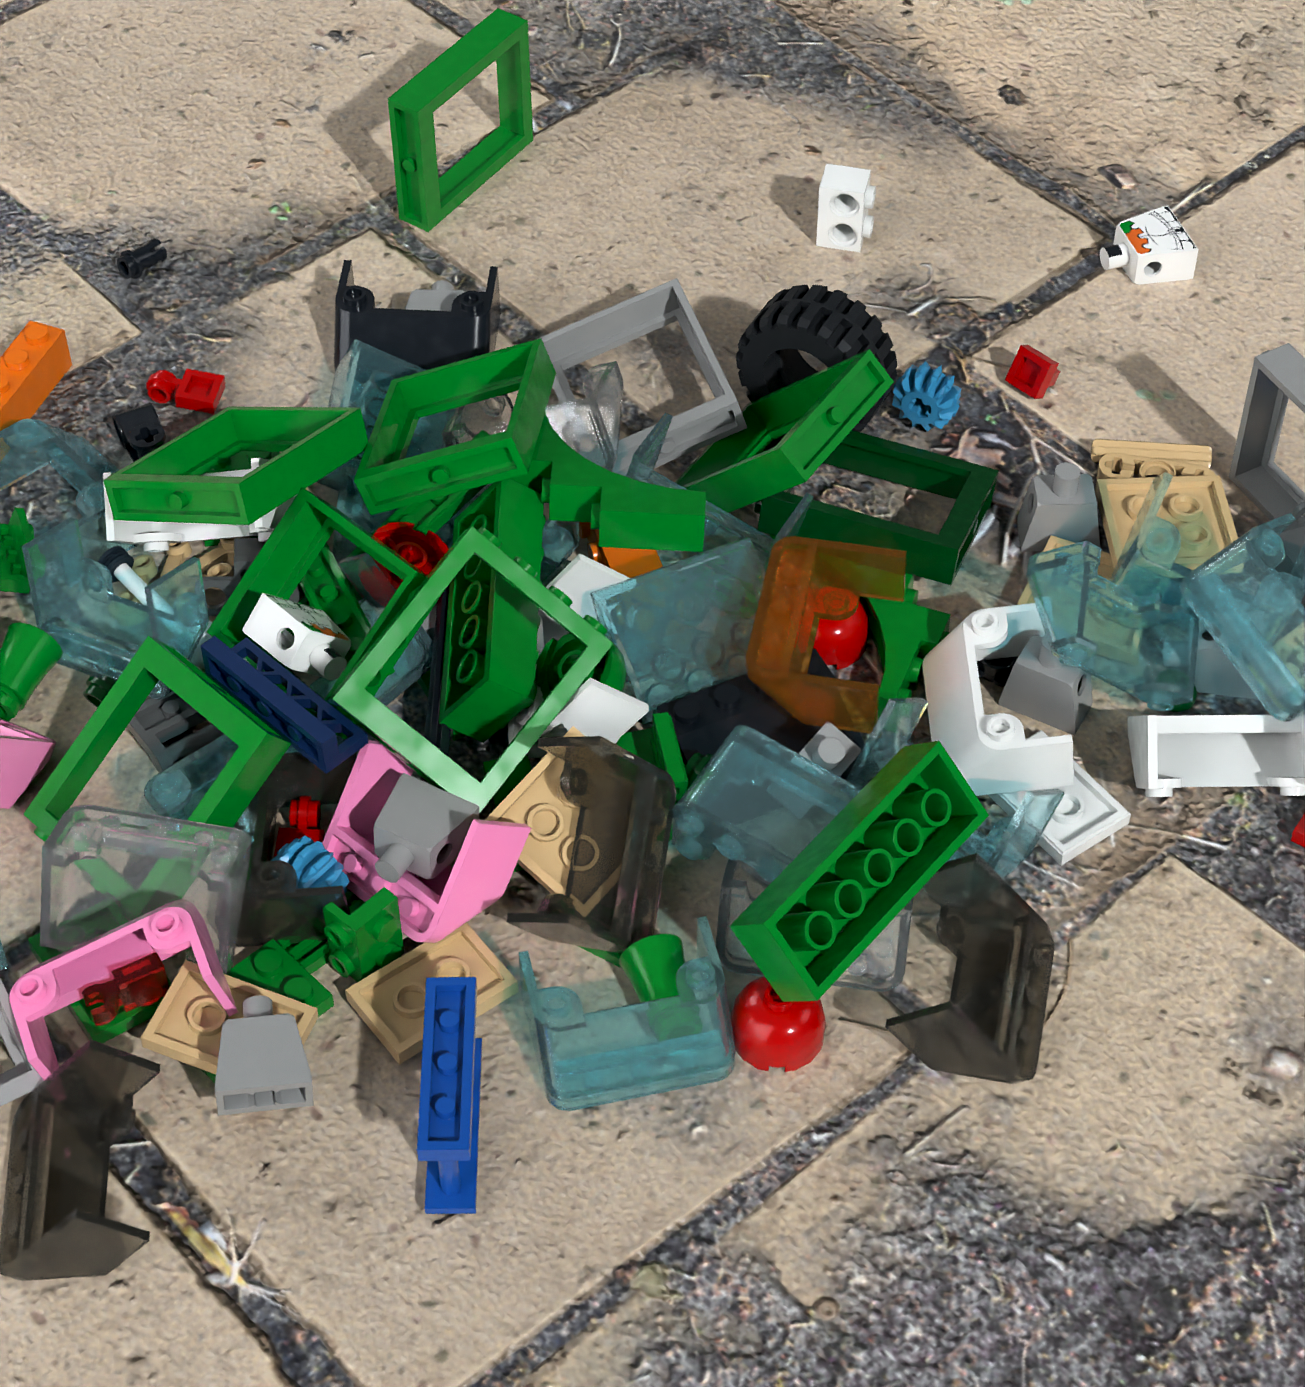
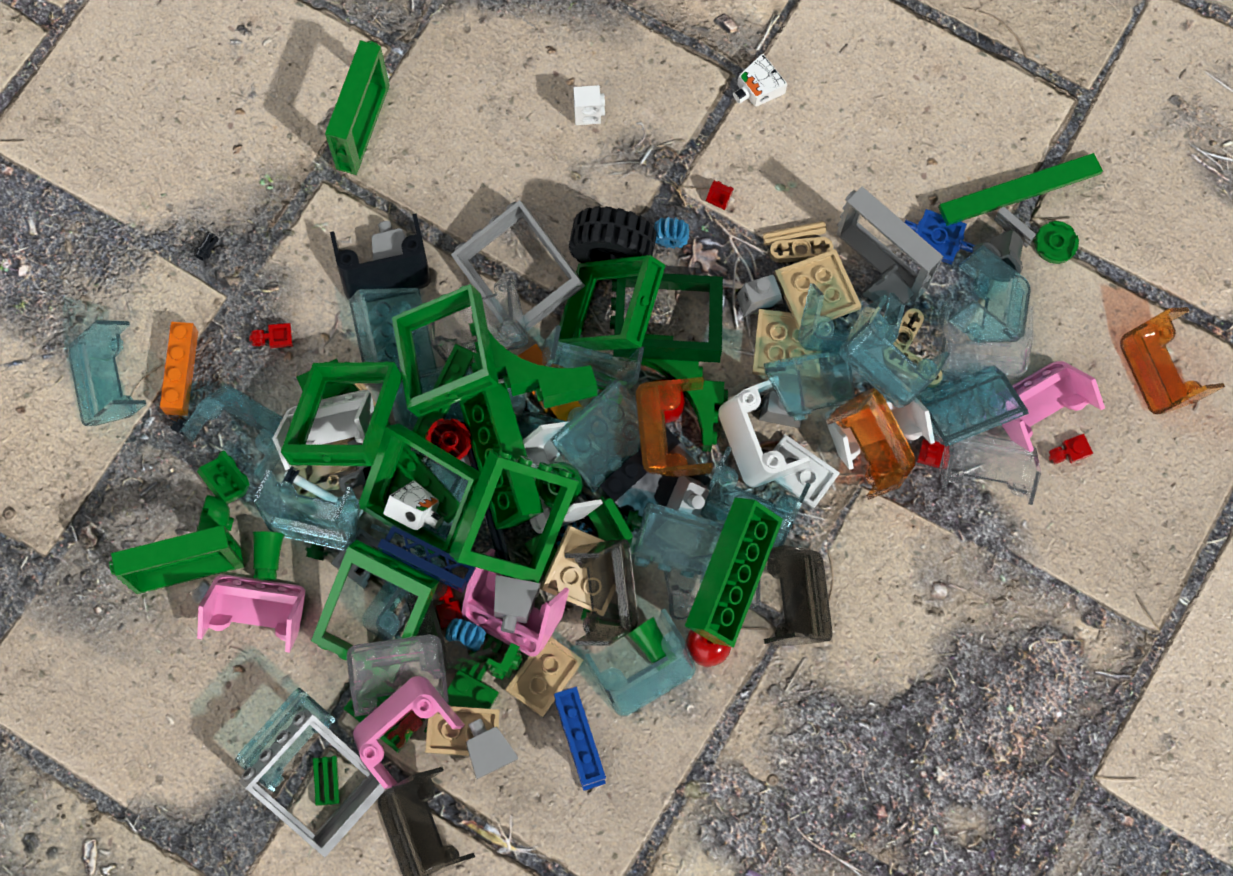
camera: 20 degrees left, 25 degrees up
(139, 430) = (262, 375): black piece -> none
(1216, 752) = (879, 439): none -> clear orange windscreen

